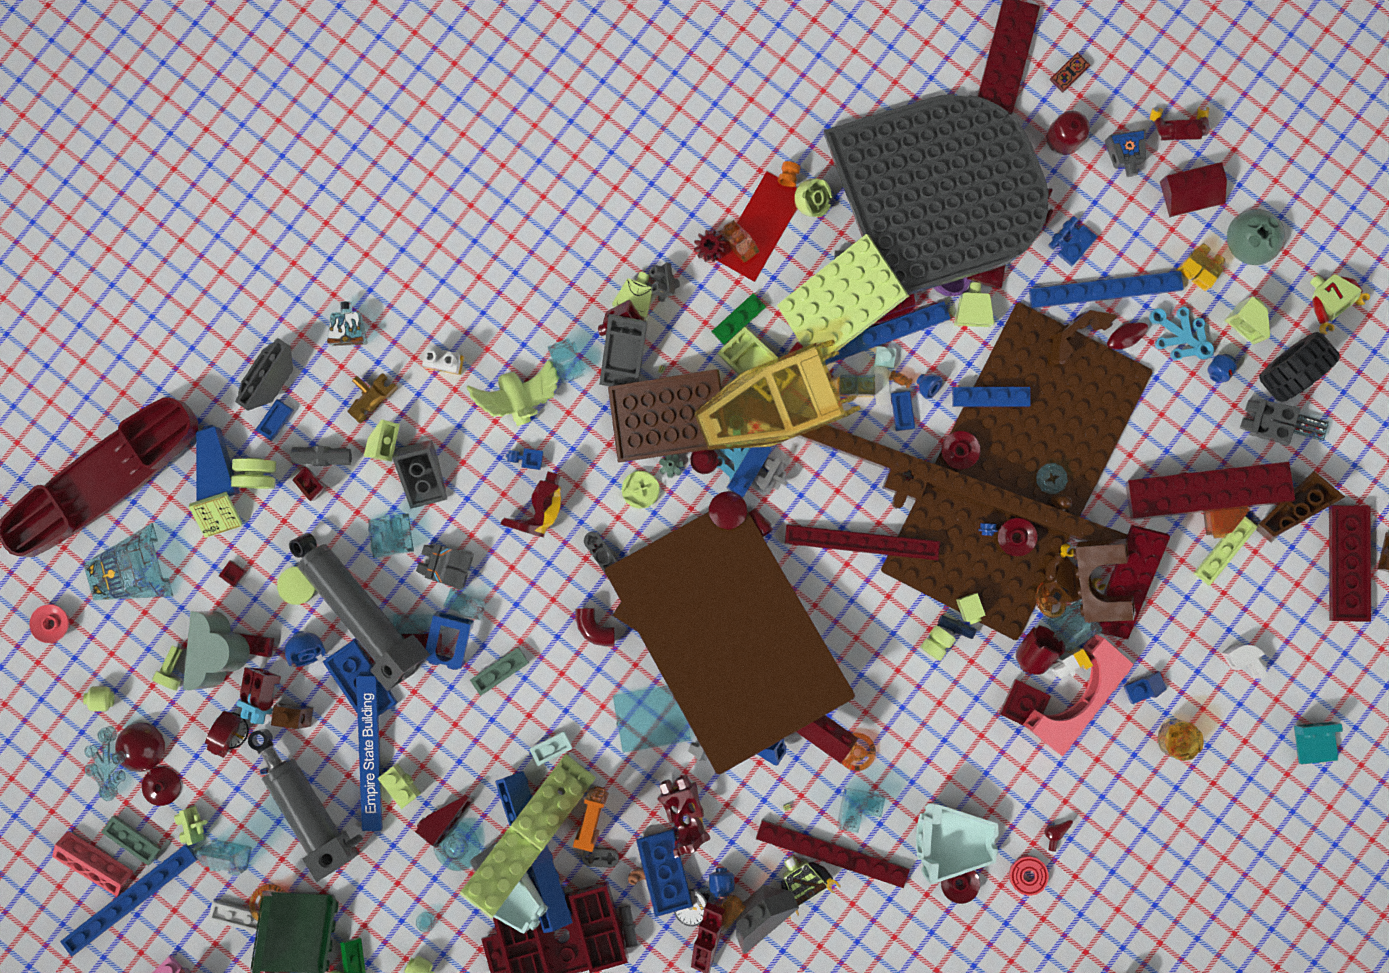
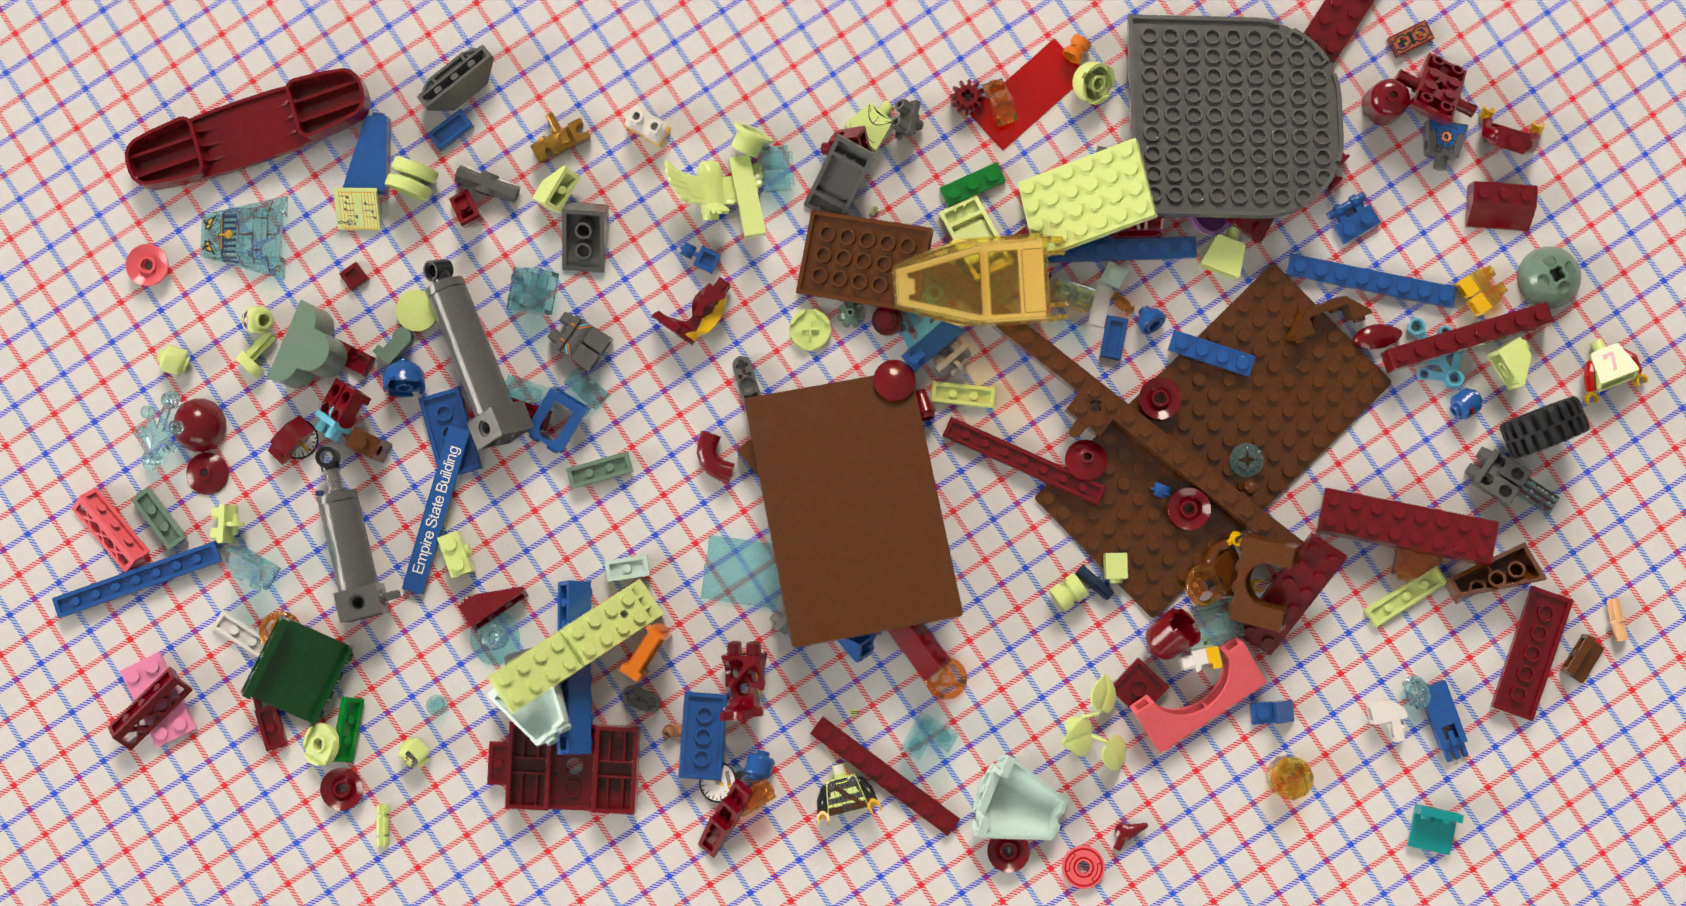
camera: 15 degrees right, 0 degrees up
(160, 639) = (257, 320): none -> yellowish green head
(290, 619) = (396, 347): none -> sand green leg
(346, 327) = (558, 57): torso -> none
(534, 343) = (749, 139): none -> yellowish green piece
(548, 393) = (747, 196): none -> yellowish green tile
(628, 926) = (646, 780): dark grey pin -> none
(763, 914) = (791, 812): dark grey wedge -> none
(790, 502) = (963, 394): none -> yellowish green tile
(911, 532) = (1082, 468): none -> dark red dish
(992, 771) = (1079, 733): none -> yellowish green plant
(1109, 108) = (1437, 90): none -> dark red slope
(1204, 311) = (1467, 337): none -> dark red brick
(1265, 625) = (1420, 687): none -> clear light blue gear
(1290, 641) = (1442, 713): none -> blue hinge

